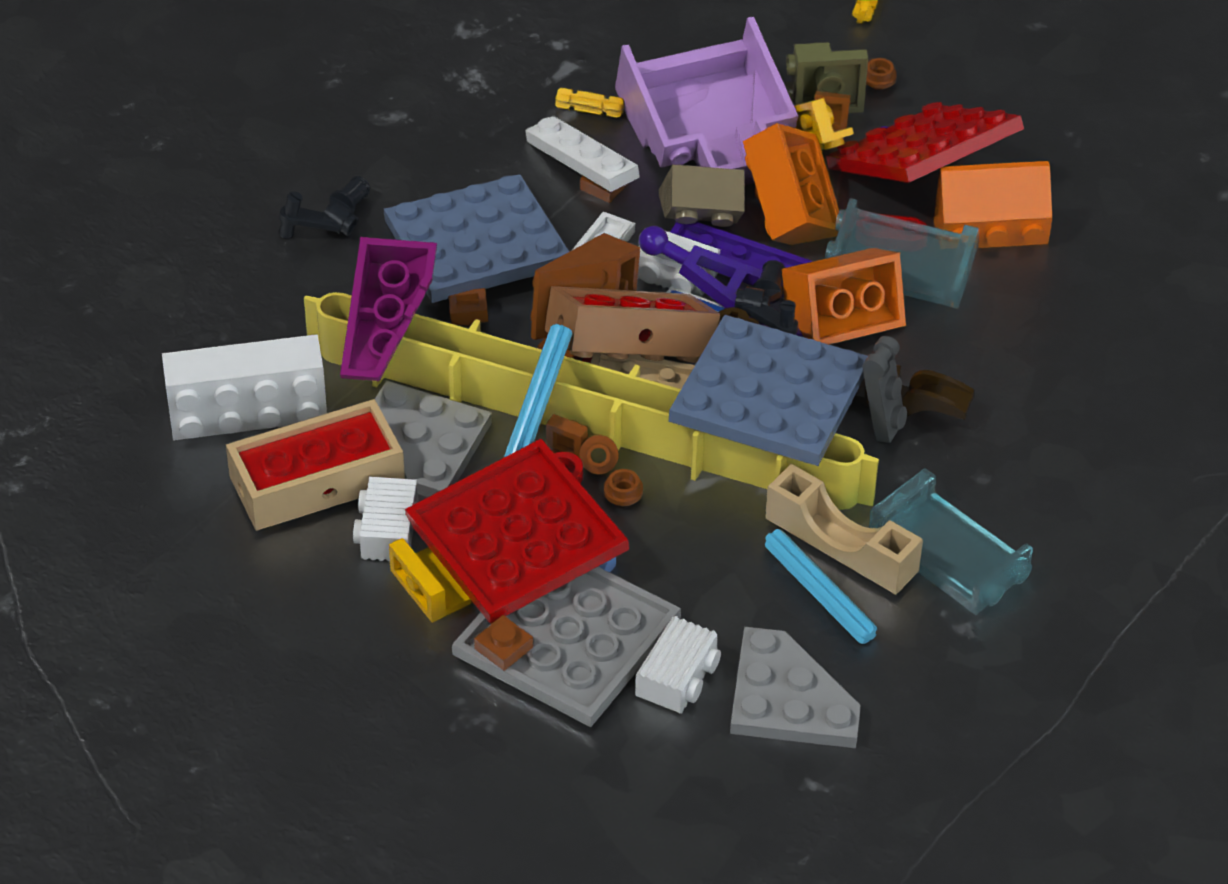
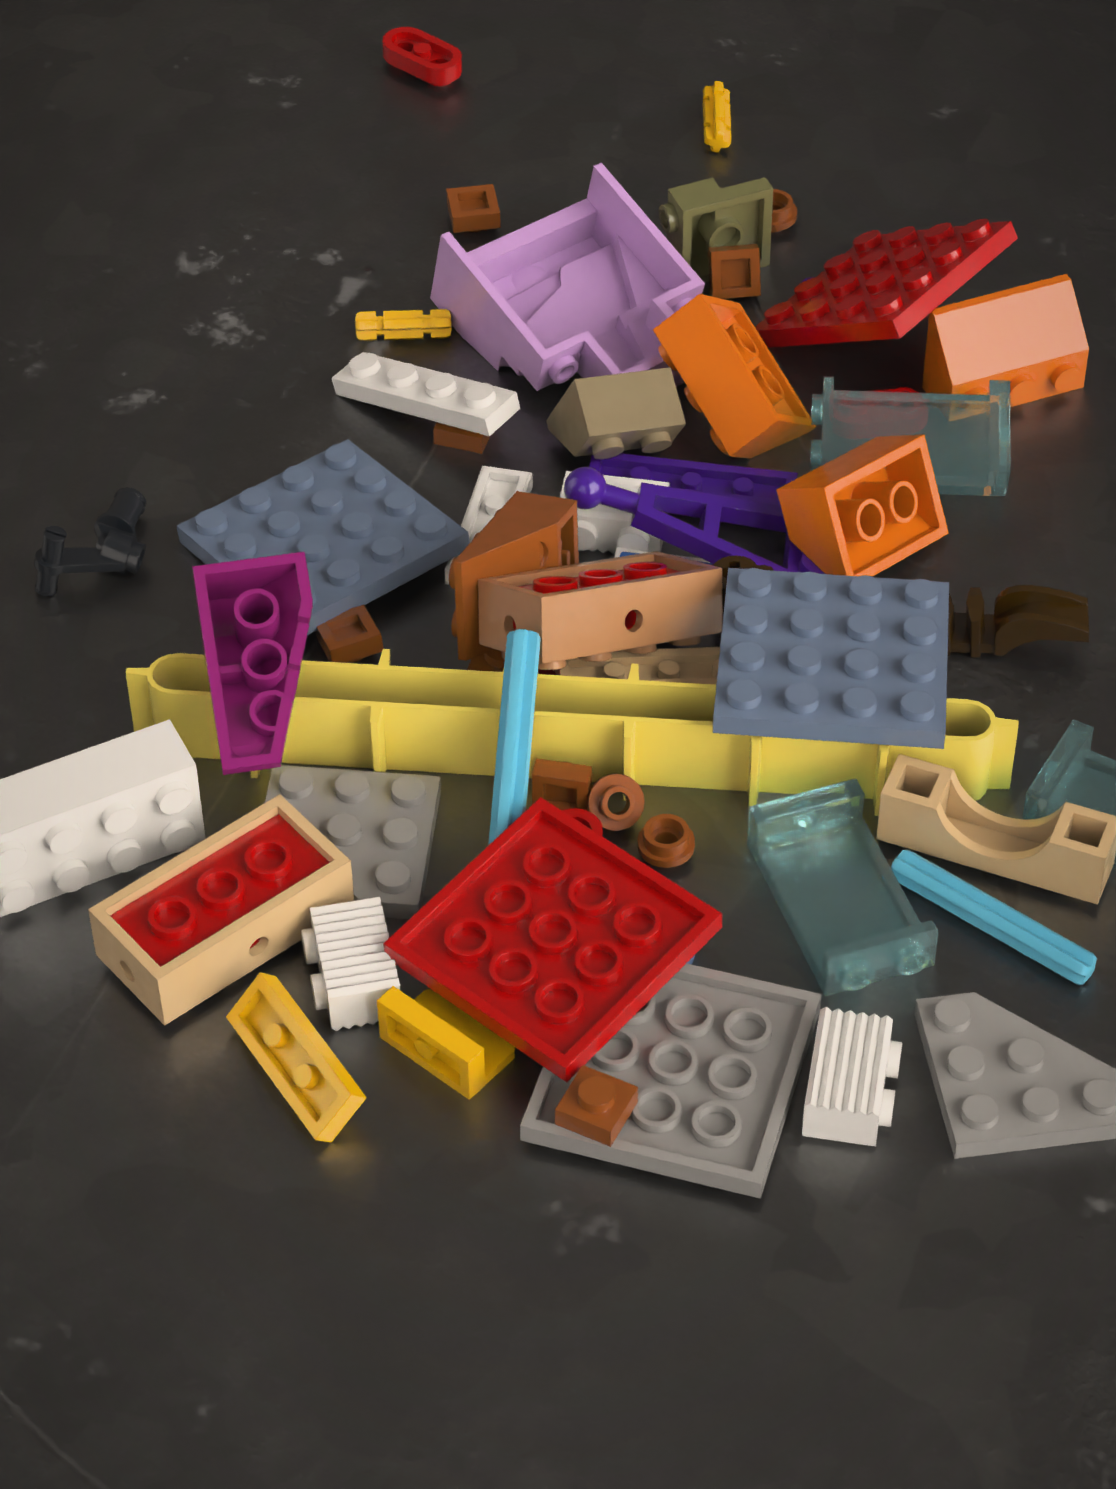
camera: 15 degrees left, 0 degrees up
(328, 569) = (296, 1057): none -> yellow plate
(669, 30) = (473, 208): none -> dark orange plate
(724, 543) = (838, 889): none -> clear light blue panel
(766, 291) = (764, 524): black pin -> none
(818, 119) = (736, 281): yellow bracket -> none
(884, 389) = (980, 623): dark grey plate -> none

